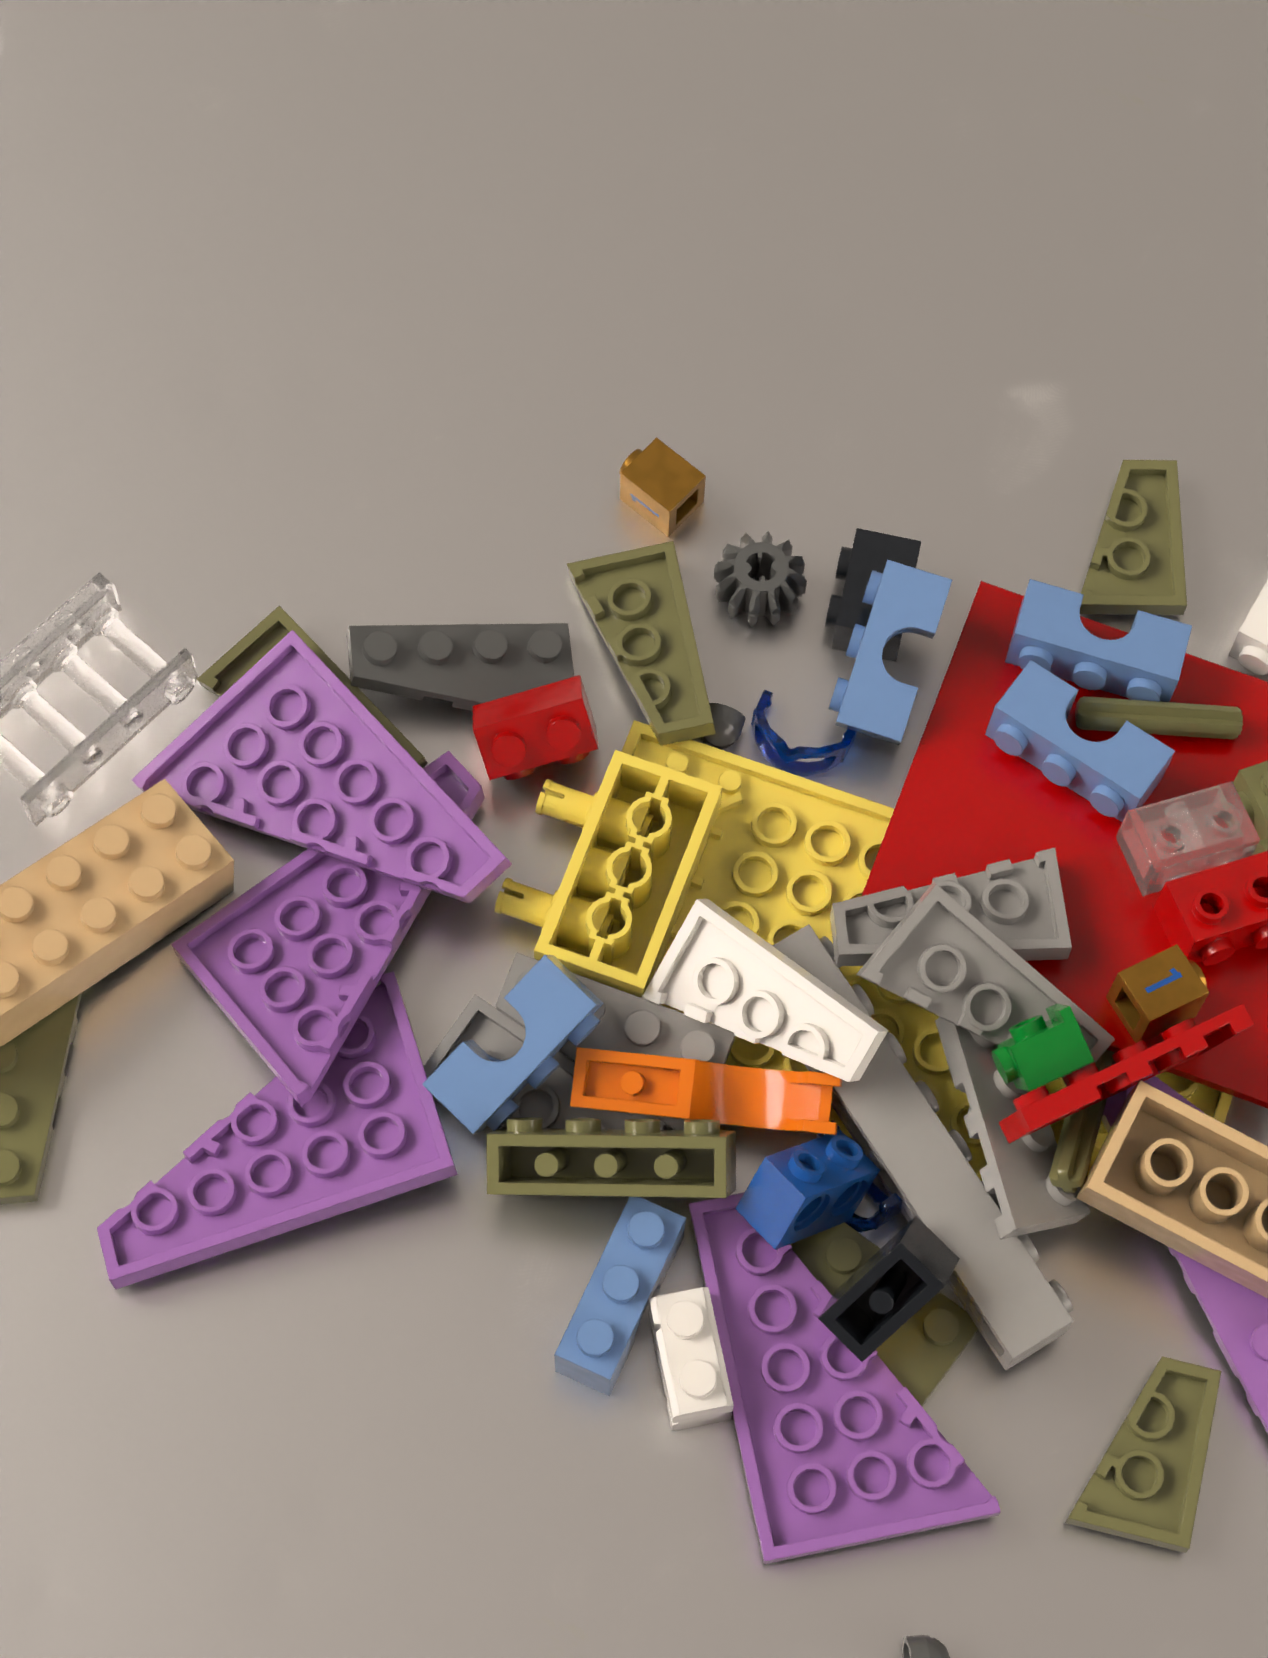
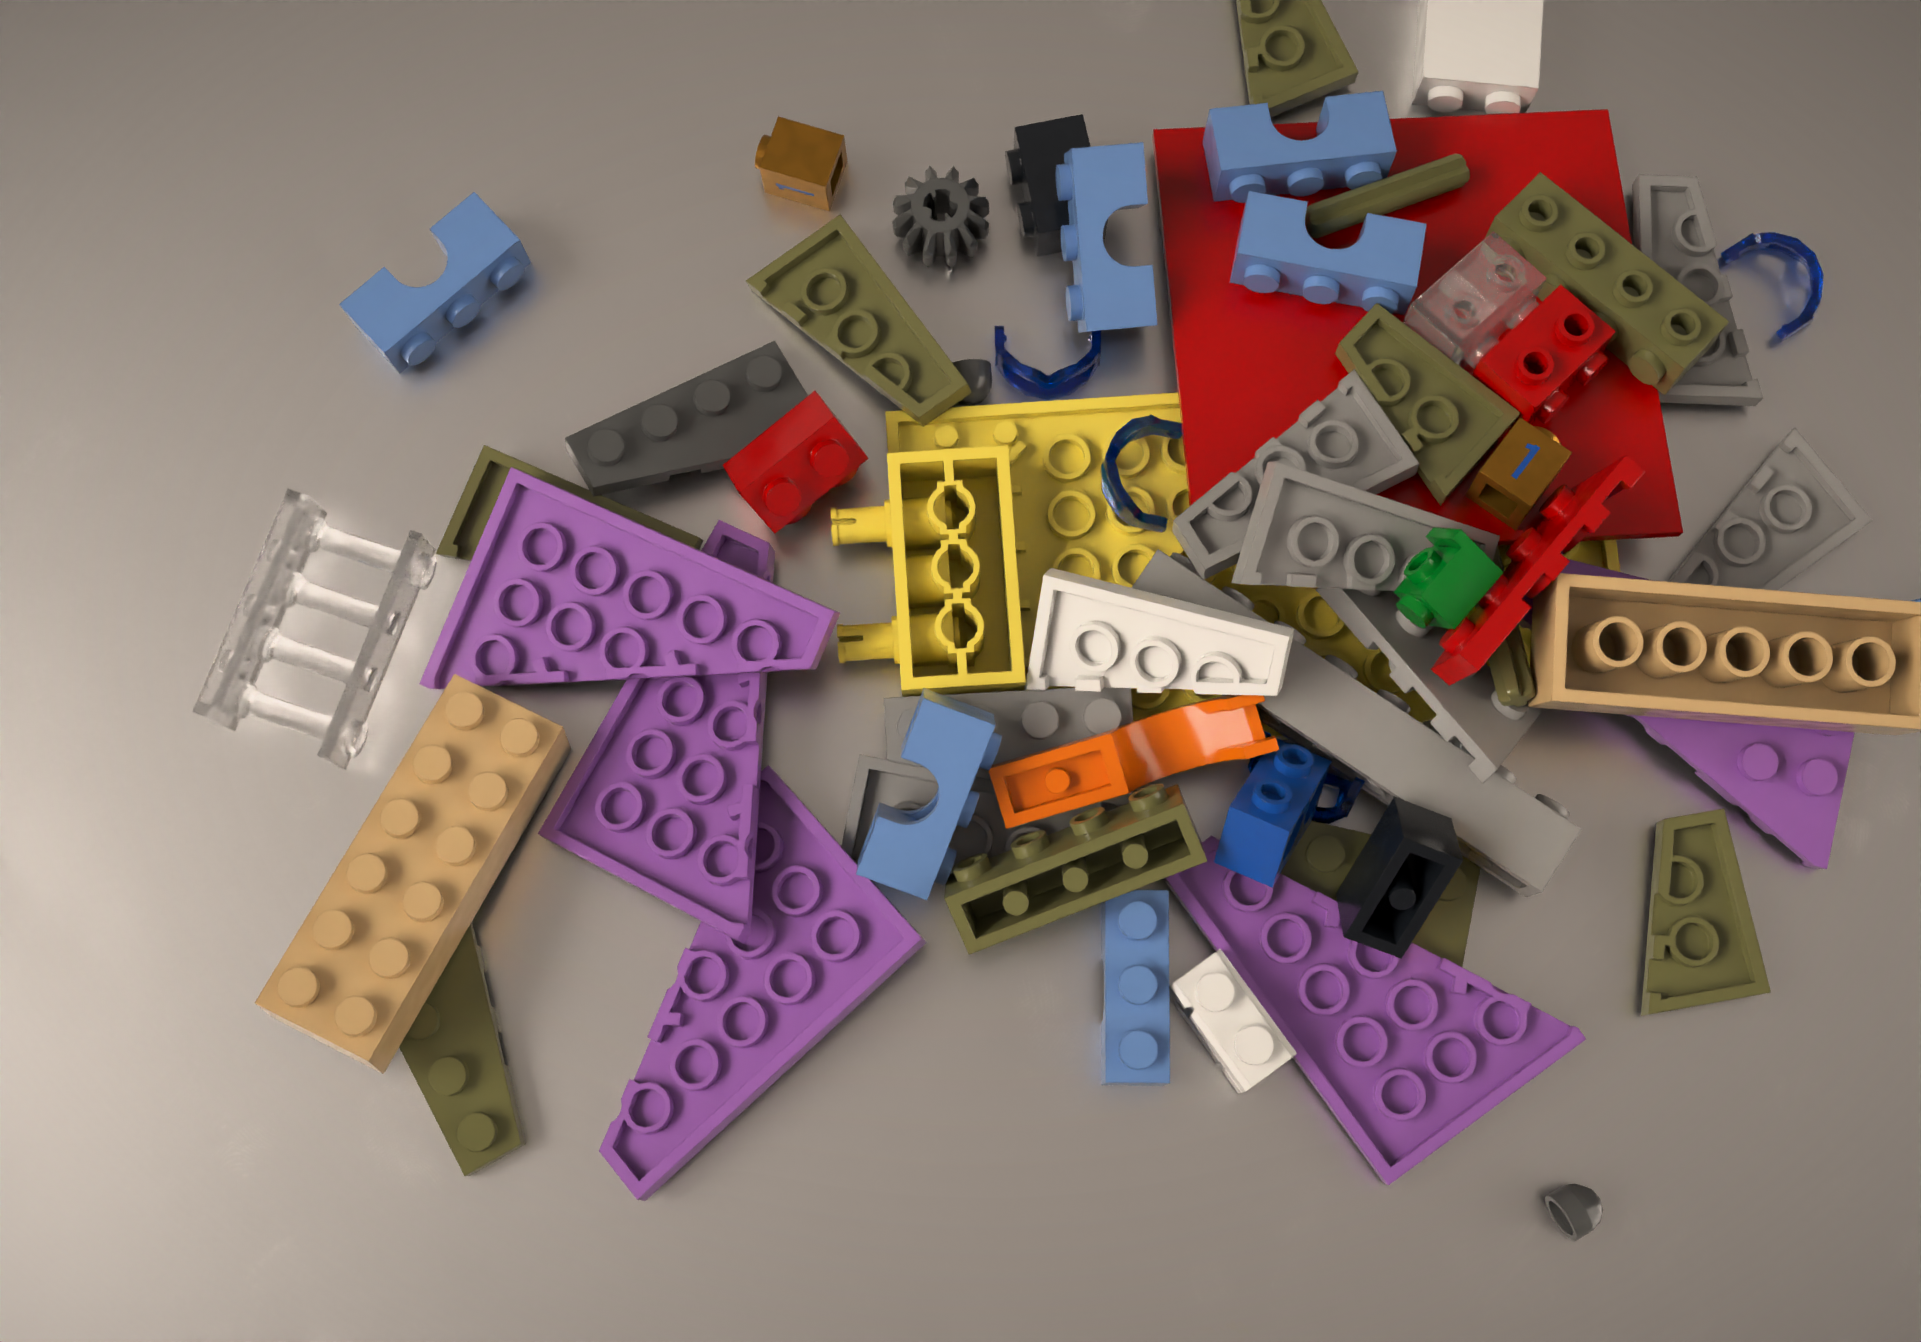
camera: 20 degrees left, 10 degrees up
(267, 480) = (410, 320): none -> medium blue arch
(821, 826) = (1111, 484): none -> helmet
(1106, 898) = (1429, 399): none -> olive wing

